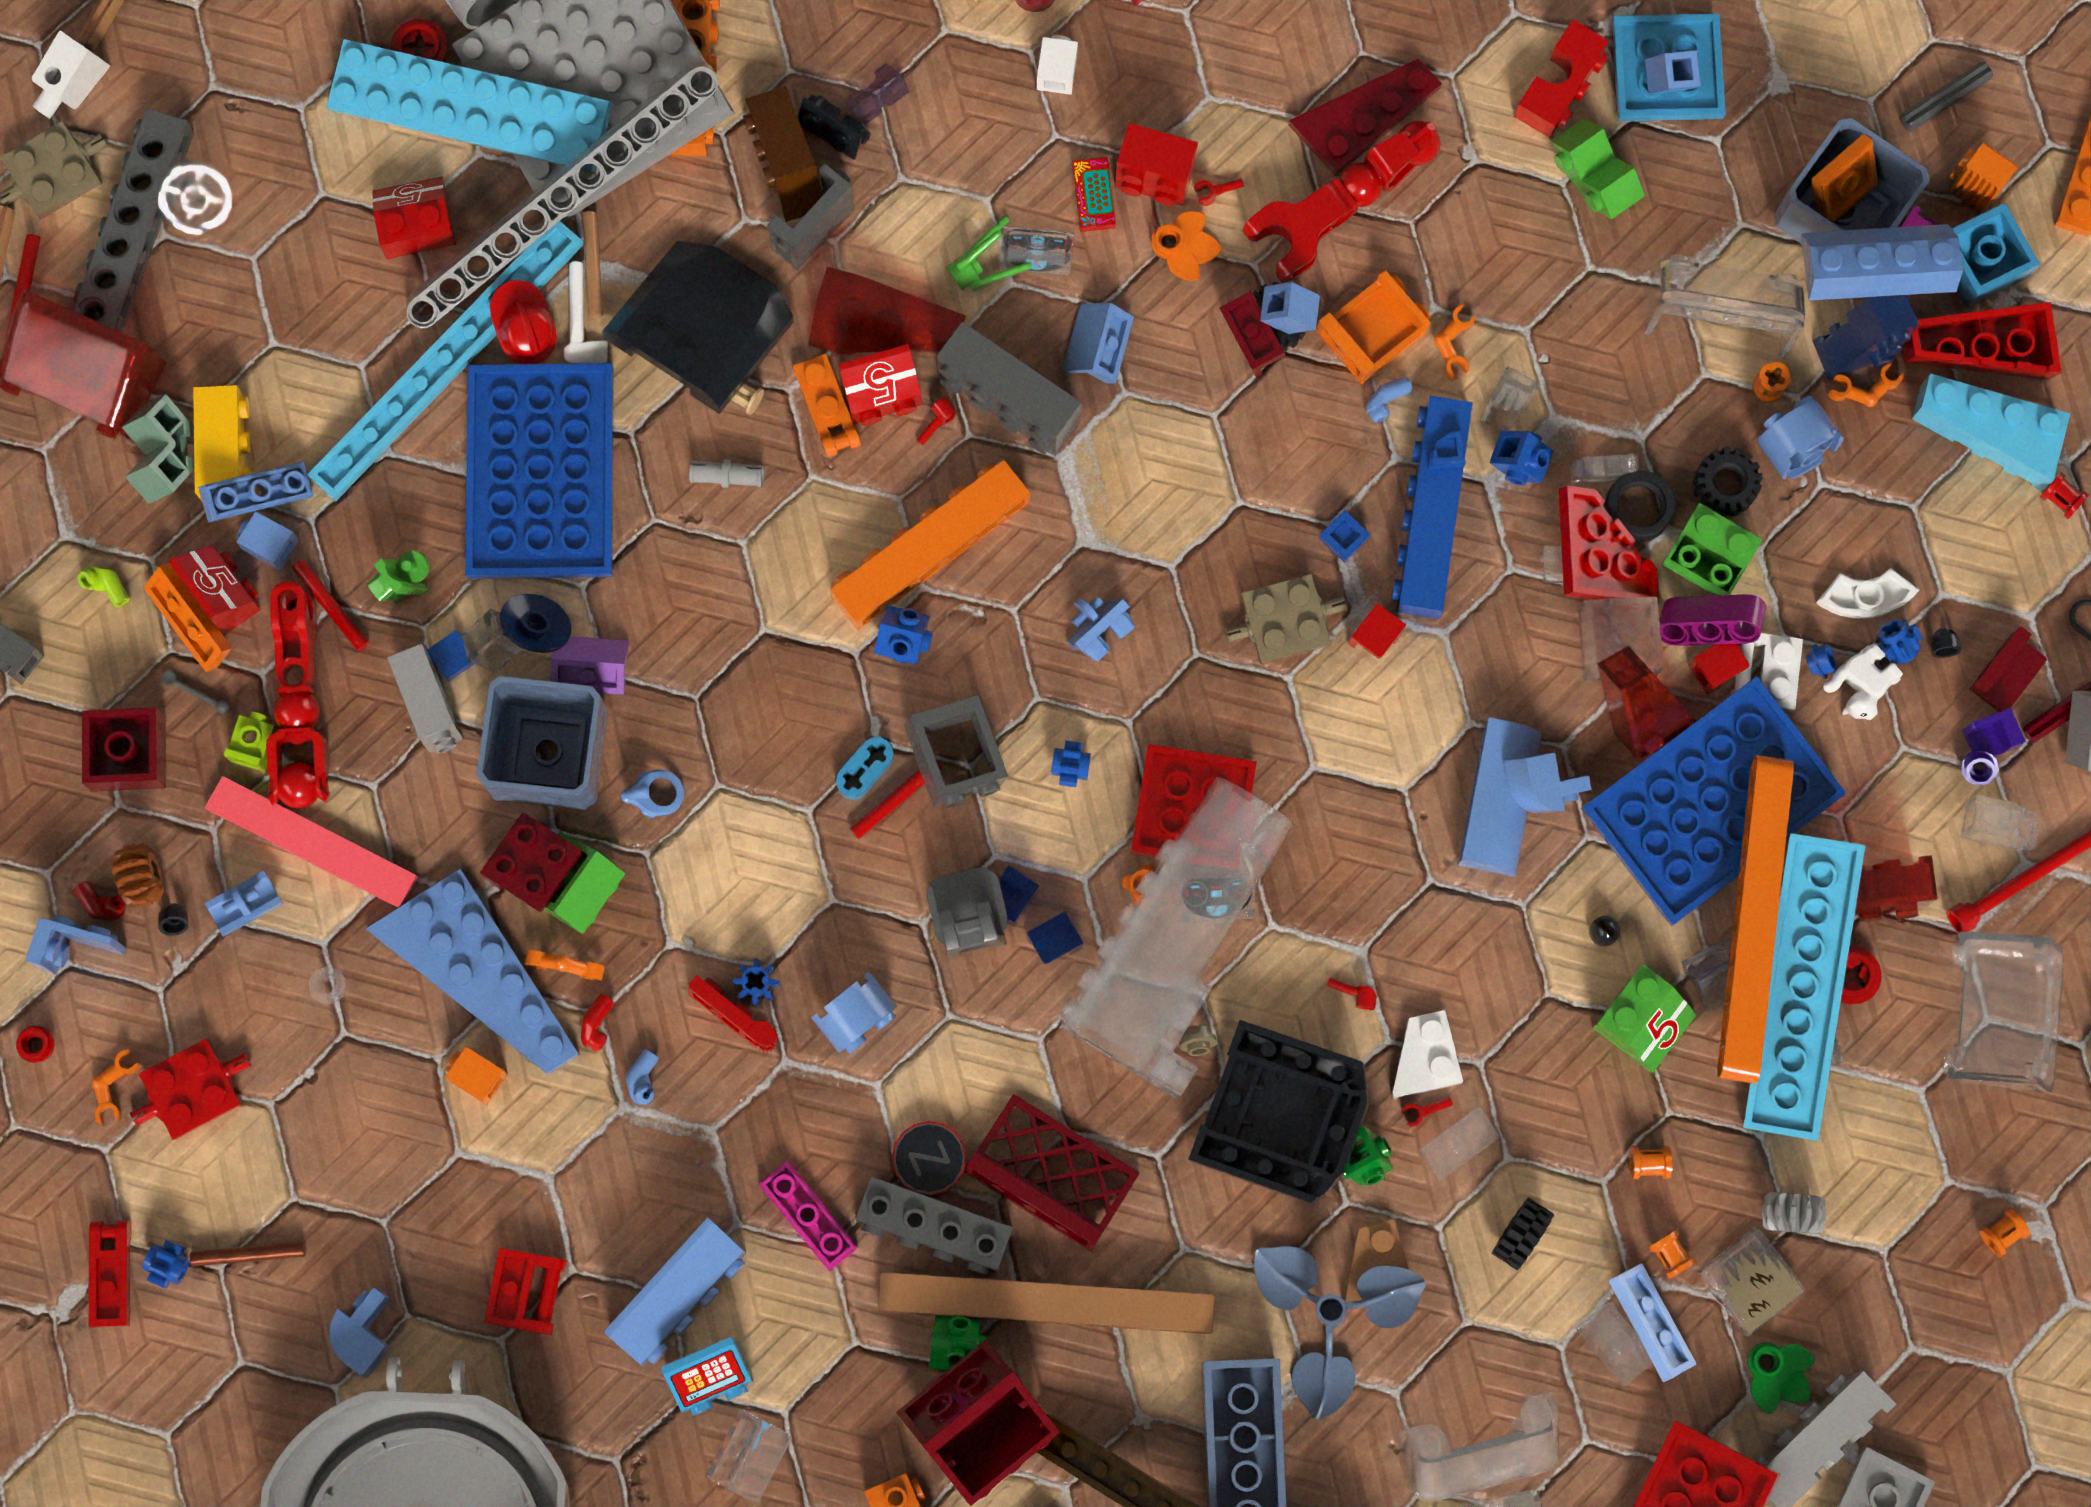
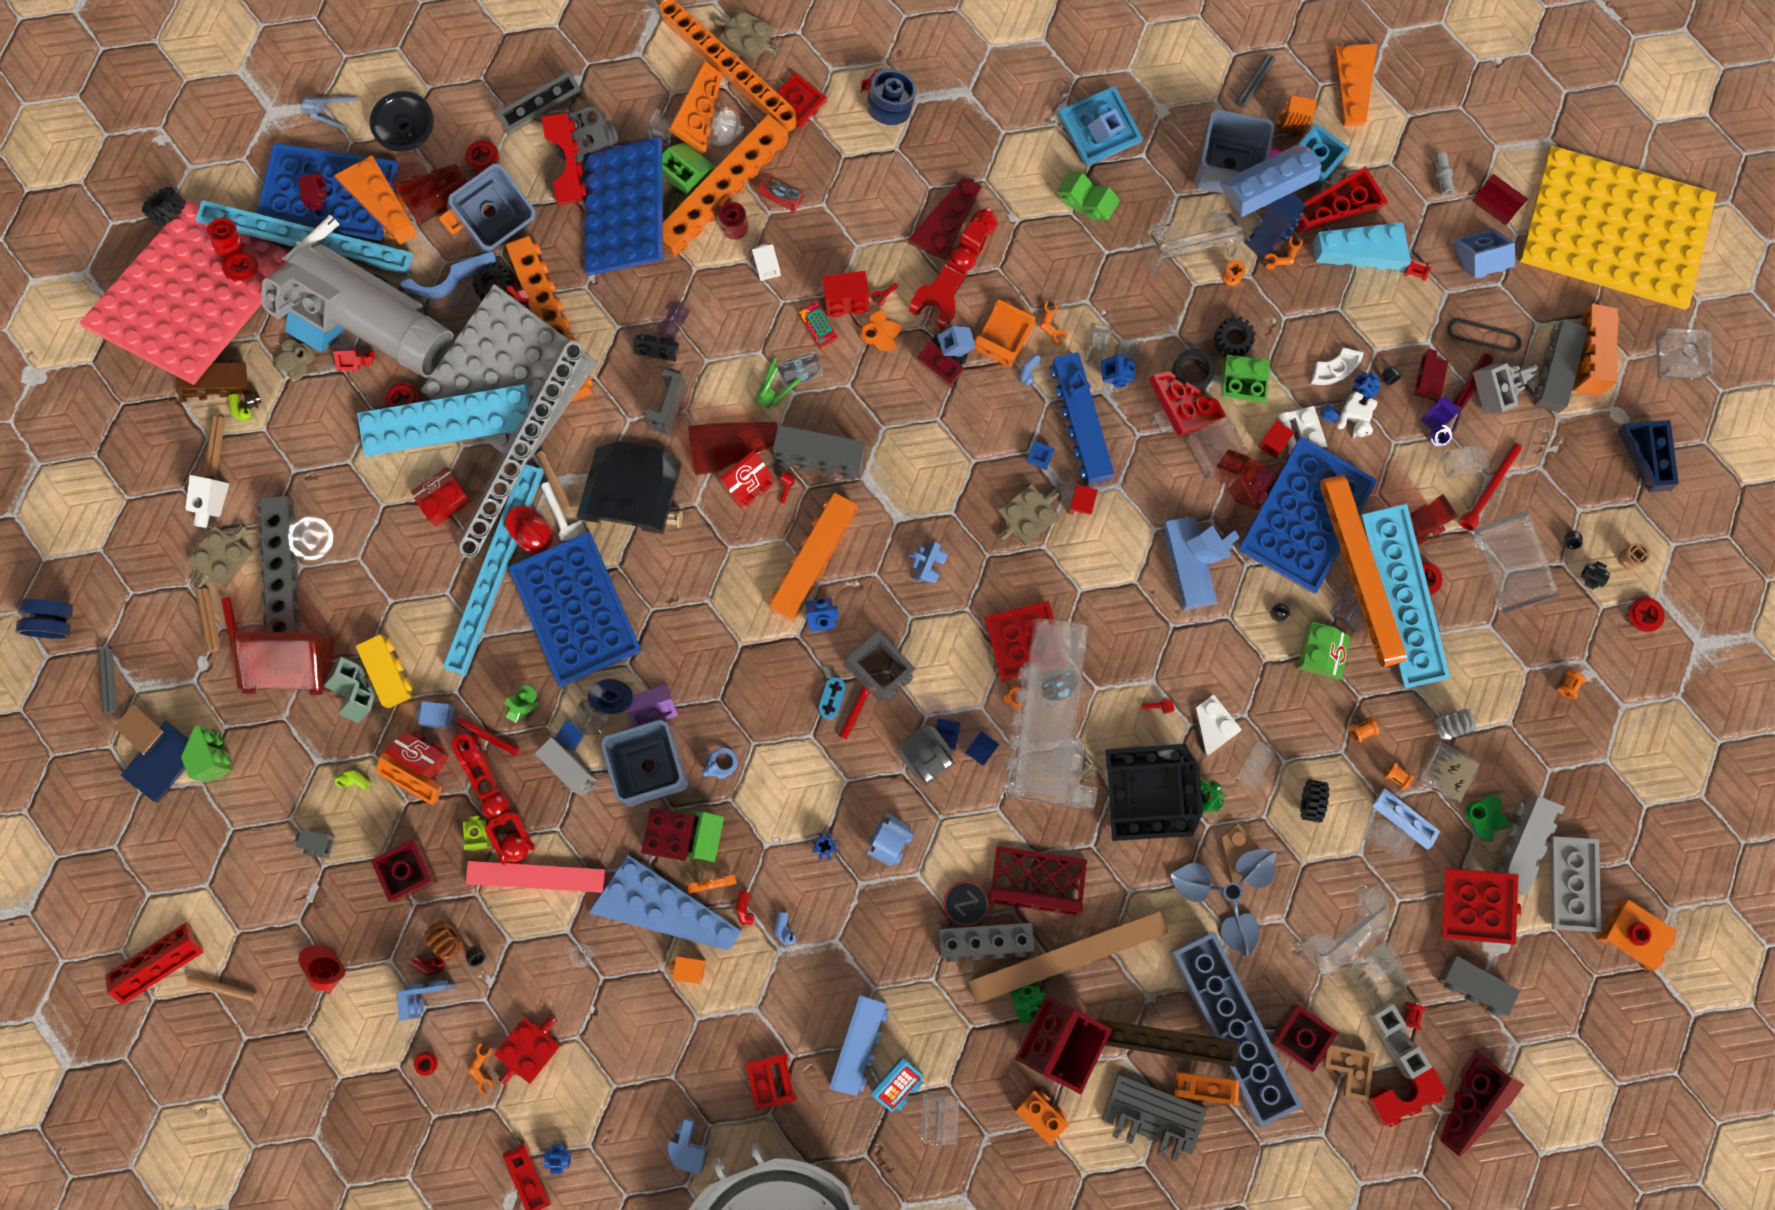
camera: 20 degrees left, 0 degrees up
(170, 679) = (414, 818): dark grey hinge -> none
(238, 496) = (409, 697): medium blue tile -> none
(243, 903) = (512, 929): medium blue hips -> none
(247, 1254) = (601, 1131): copper bar -> none
(726, 473) = (681, 566): light grey pin -> none
(734, 1014) = (821, 870): red hinge -> none
(785, 152) = (635, 372): reddish brown wedge -> none
(823, 1233) = (925, 973): dark pink tile -> none
(826, 404) = (720, 503): orange plate -> none
(1070, 763) = (946, 646): blue gear -> none
(1098, 341) = (856, 404): medium blue panel -> none
(1427, 1109) = (1228, 754): red hand -> none
(1548, 104) = (1044, 172): red arch -> none
(1603, 468) = (1164, 358): clear beam -> none
(1712, 620) = (1263, 415): magenta beam -> none
(1799, 438) = (1264, 297): medium blue brick -> none
(1845, 179) = (1227, 144): orange tile -> none

